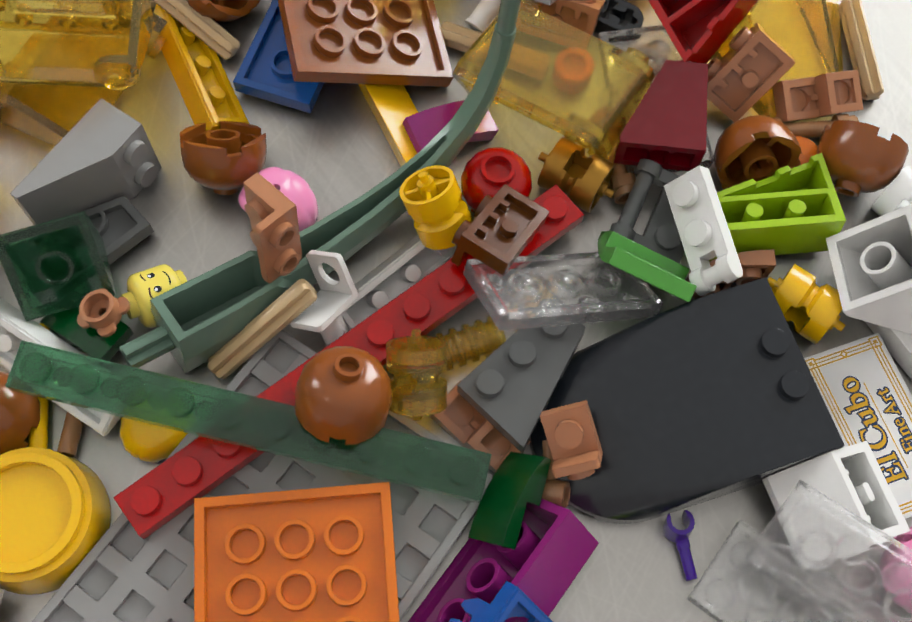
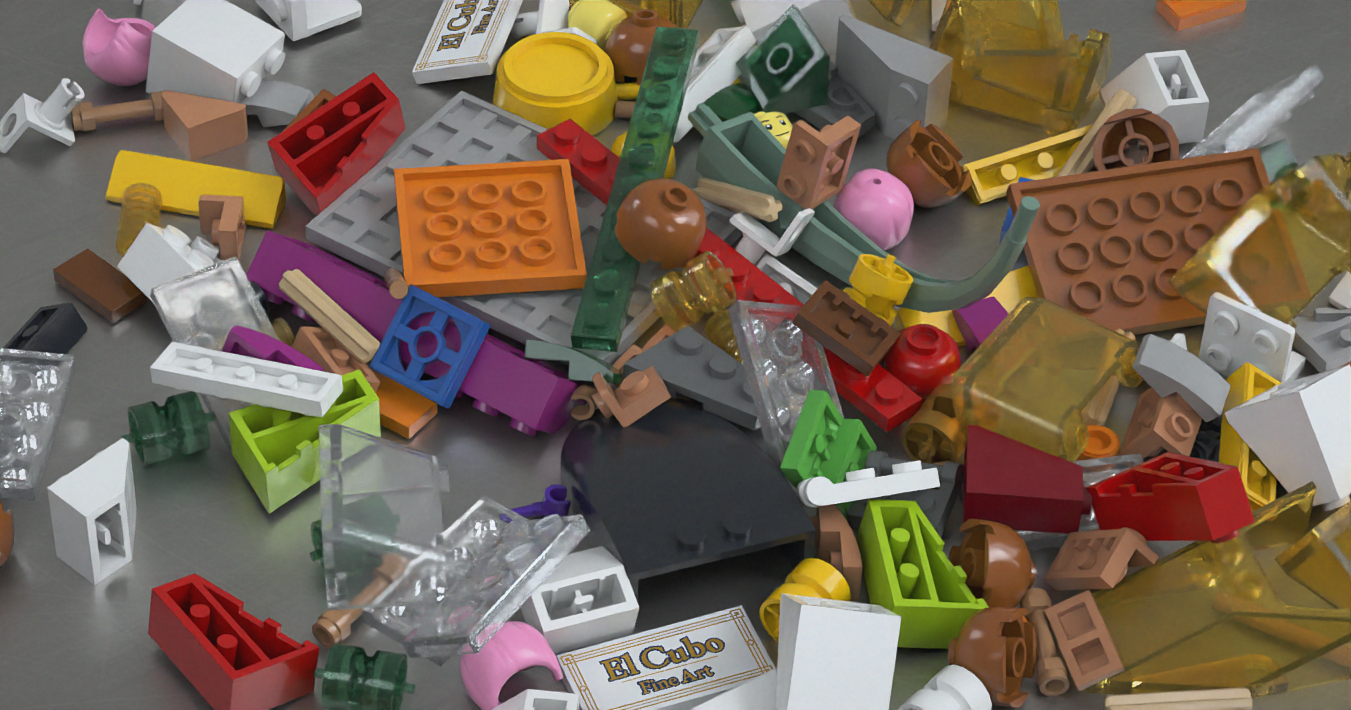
camera: 90 degrees right, 25 degrees down
(93, 307) = (744, 97): nougat plate -> none

